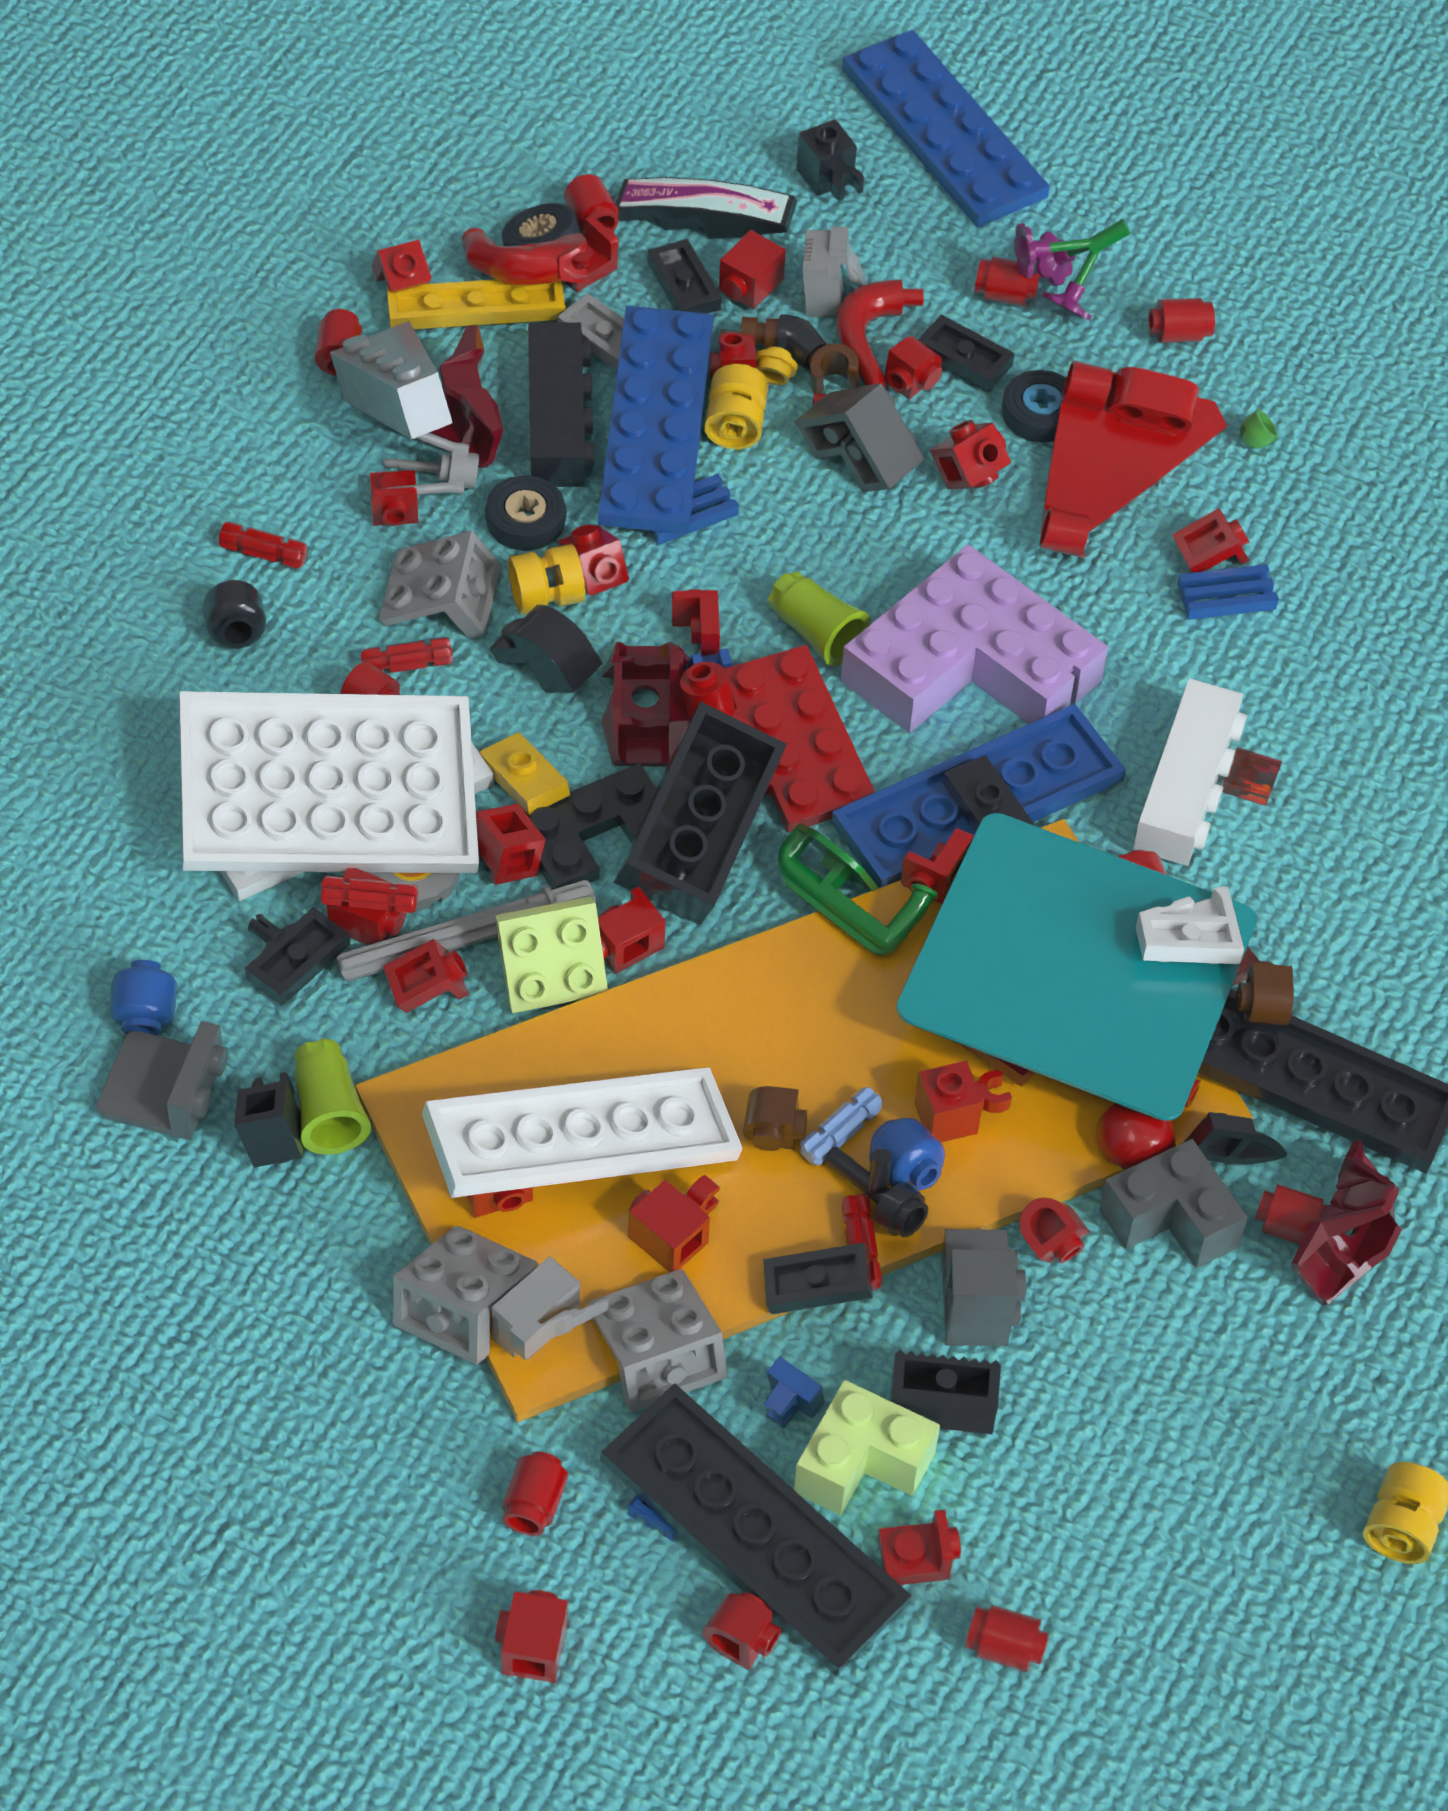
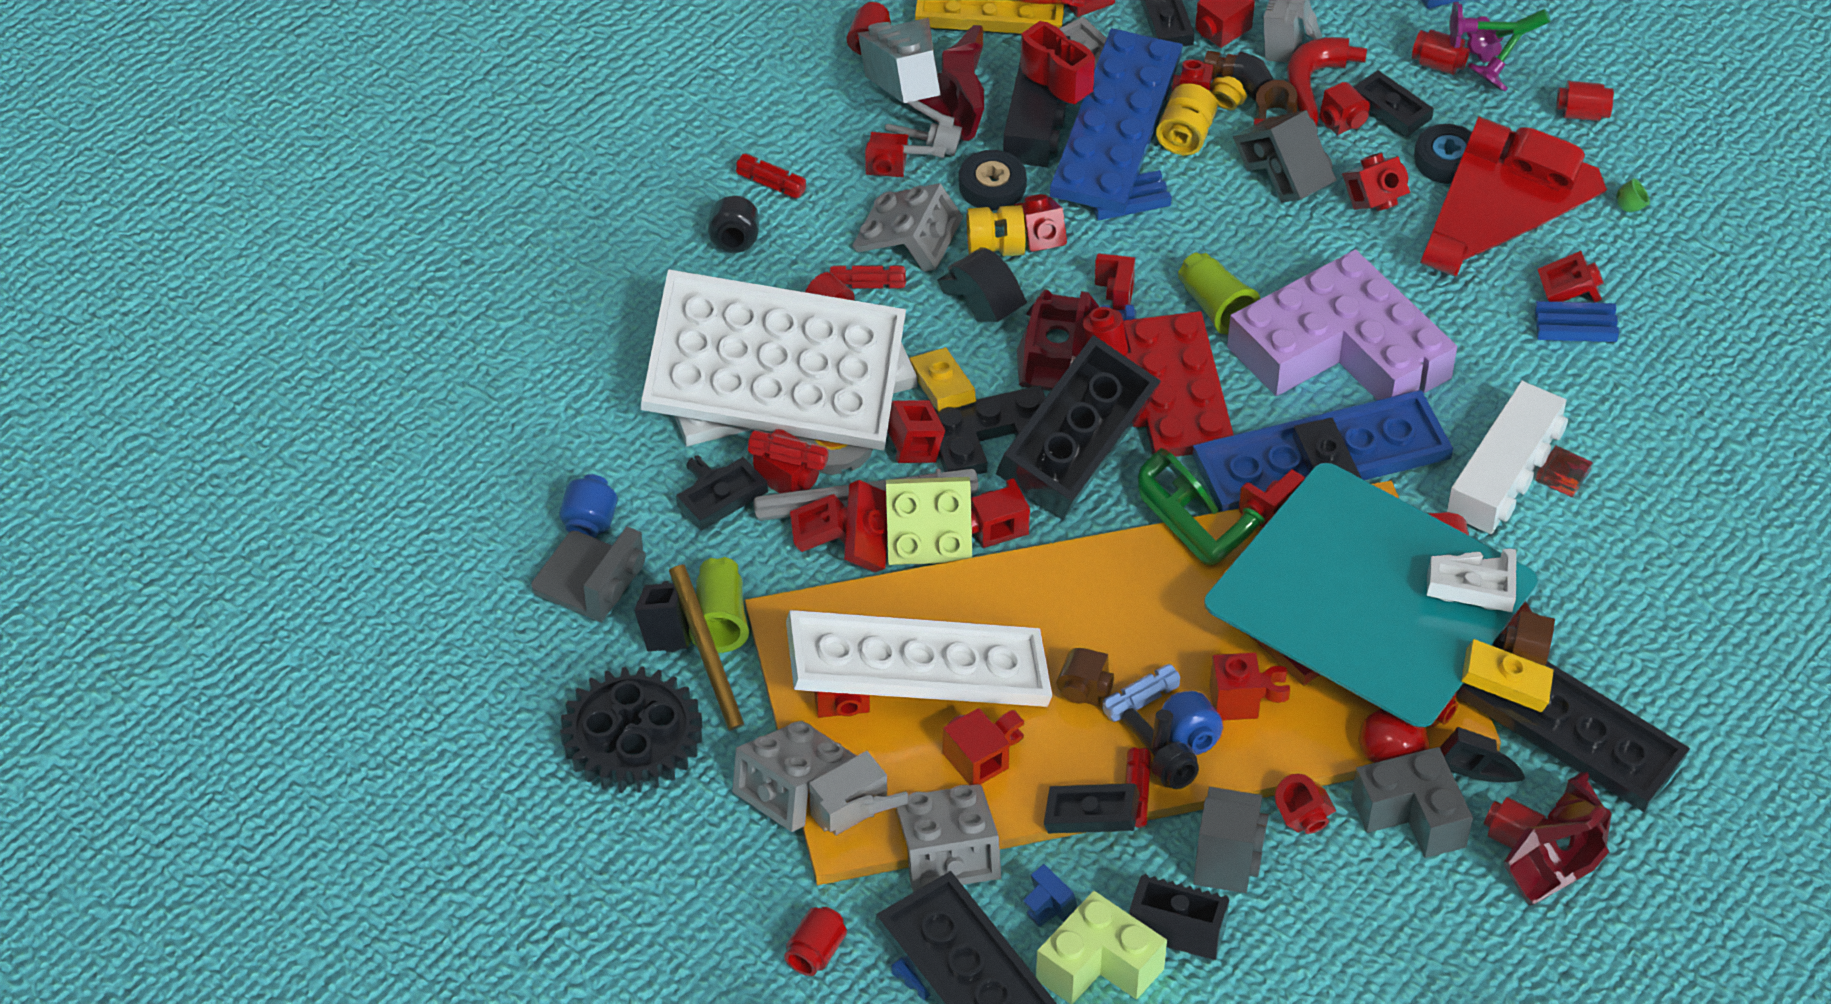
camera: 15 degrees right, 5 degrees down
(219, 1253) = (631, 729): none -> black gear
(328, 1155) = (706, 647): none -> pearl gold bar
(479, 971) = (866, 526): none -> red plate
(578, 360) = (1057, 62): none -> red brick
(1250, 1040) = (1507, 675): none -> yellow plate

